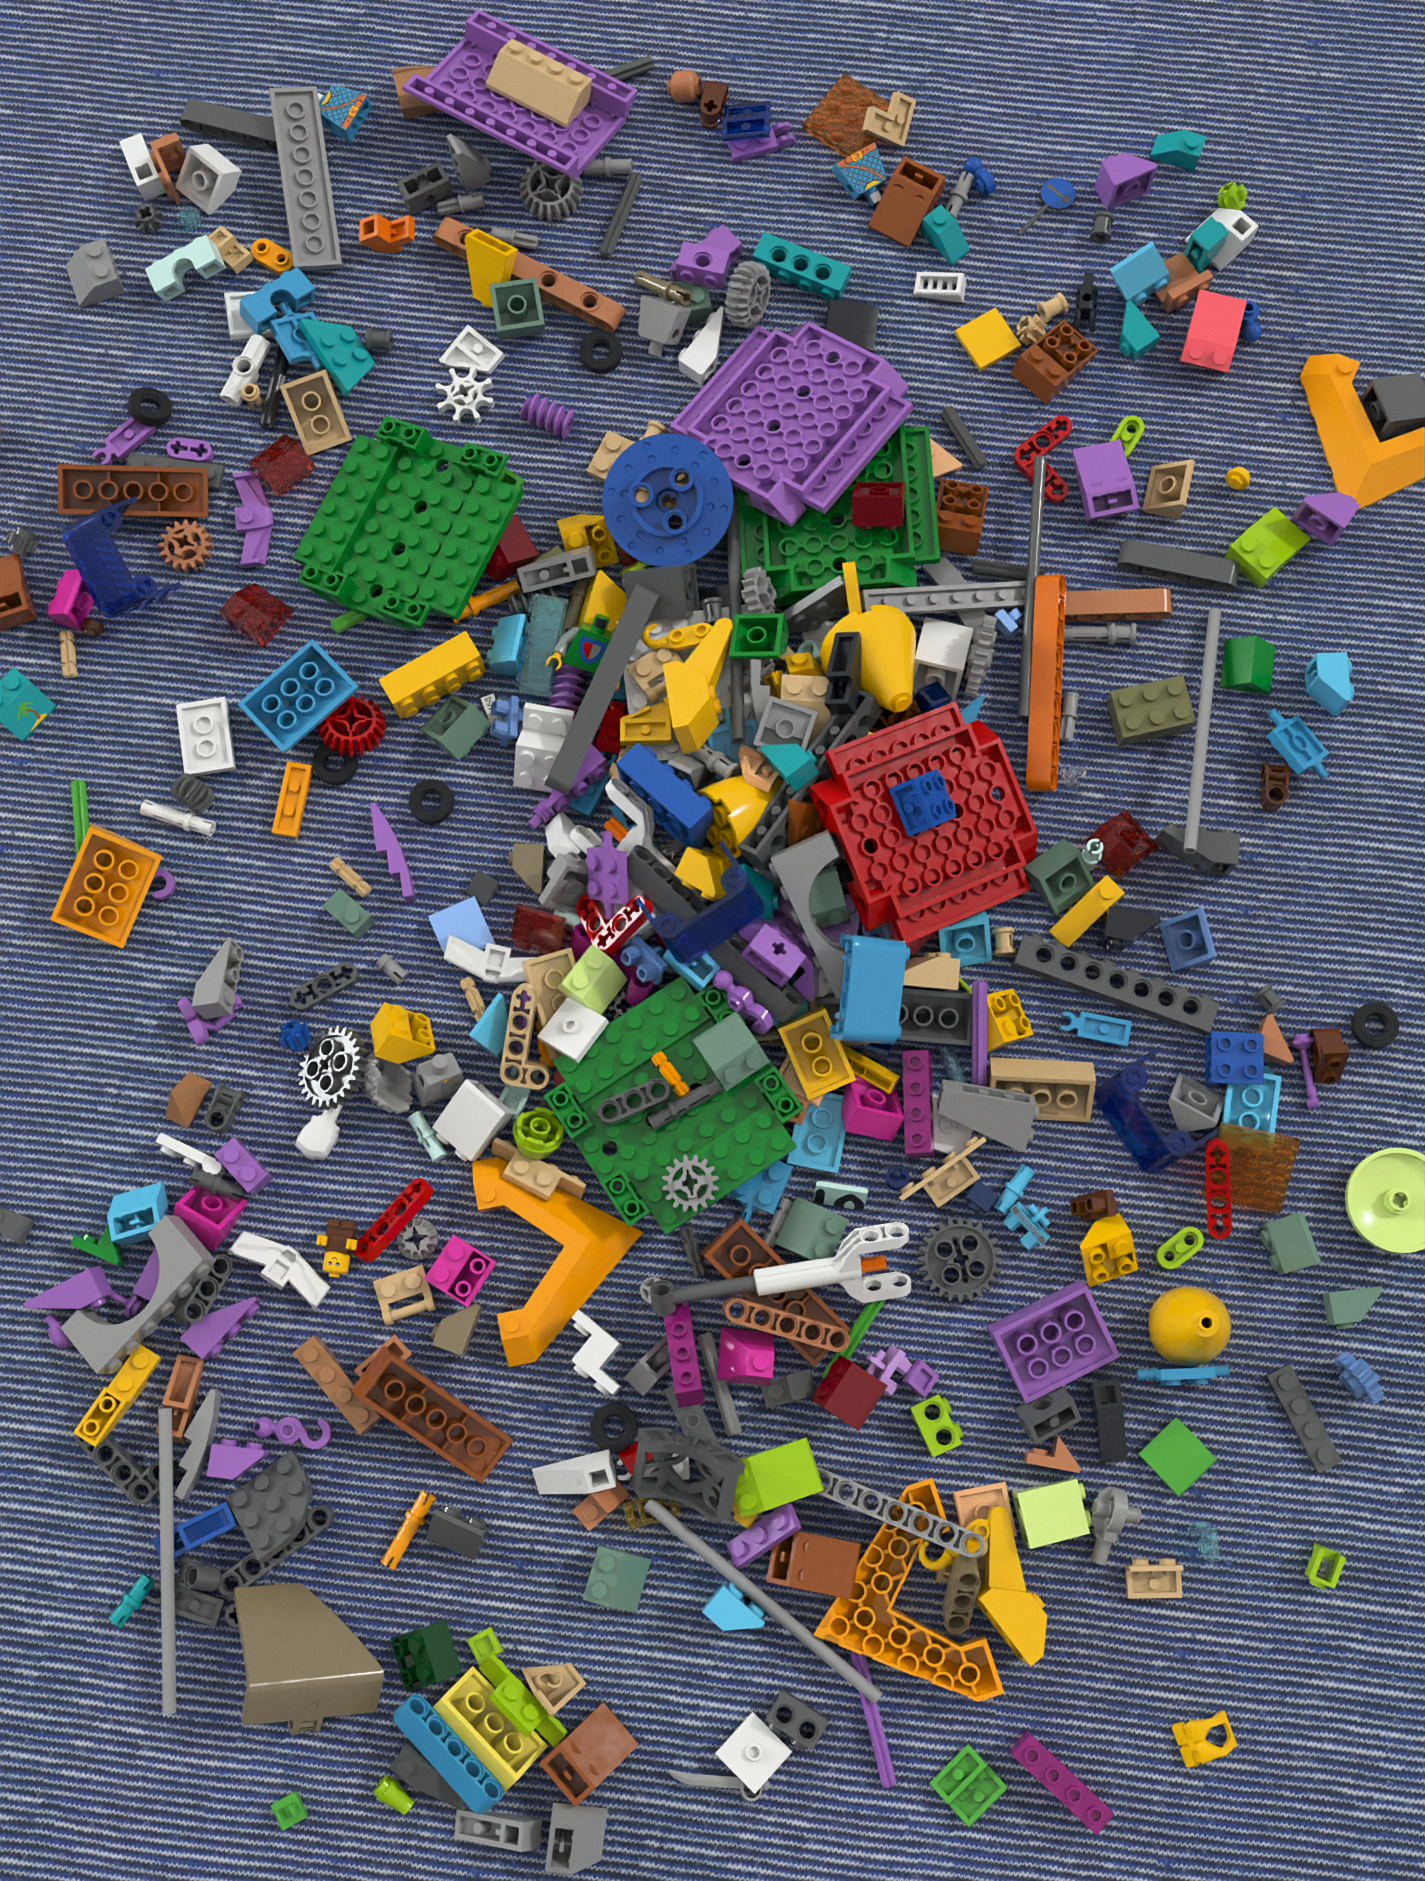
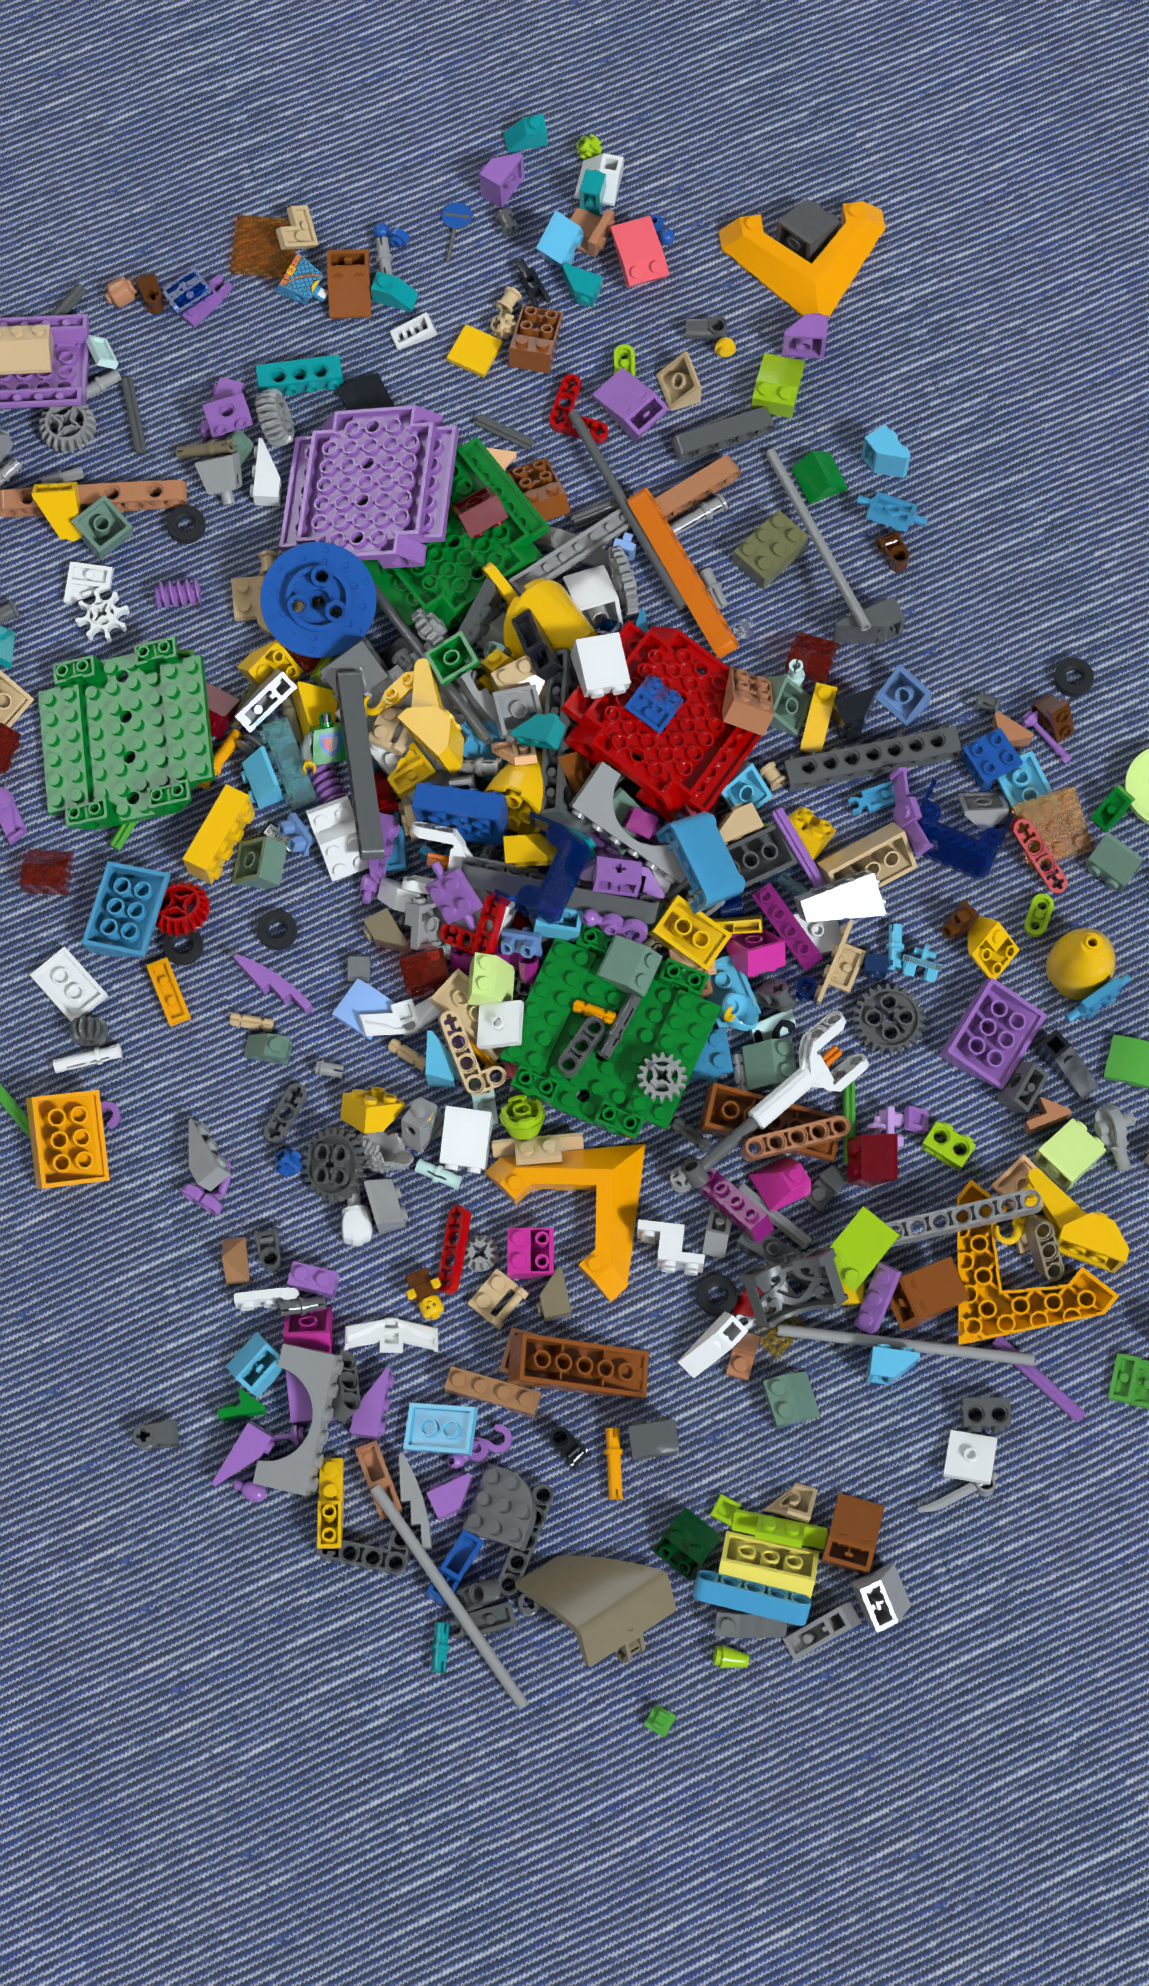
camera: 35 degrees left, 5 degrees down
(266, 1389) = (440, 1429): none -> medium azure plate
(355, 1136) = (385, 1205): none -> light grey slope
(375, 1486) = (569, 1448): none -> black piece
(627, 135) = (101, 352): none -> light aqua tile
(814, 1161) = (739, 1011): none -> medium azure hair
(832, 914) = (640, 823): none -> magenta brick
(862, 1166) = (775, 995): none -> dark grey piece
(890, 733) = (600, 665): none -> white slope
(1023, 854) = (748, 701): none -> nougat slope
(1112, 1063) = (907, 812): none -> medium lavender plate
(1229, 447) = (705, 328): none -> dark grey piece
(1326, 1186) = (1113, 808): none -> green slope

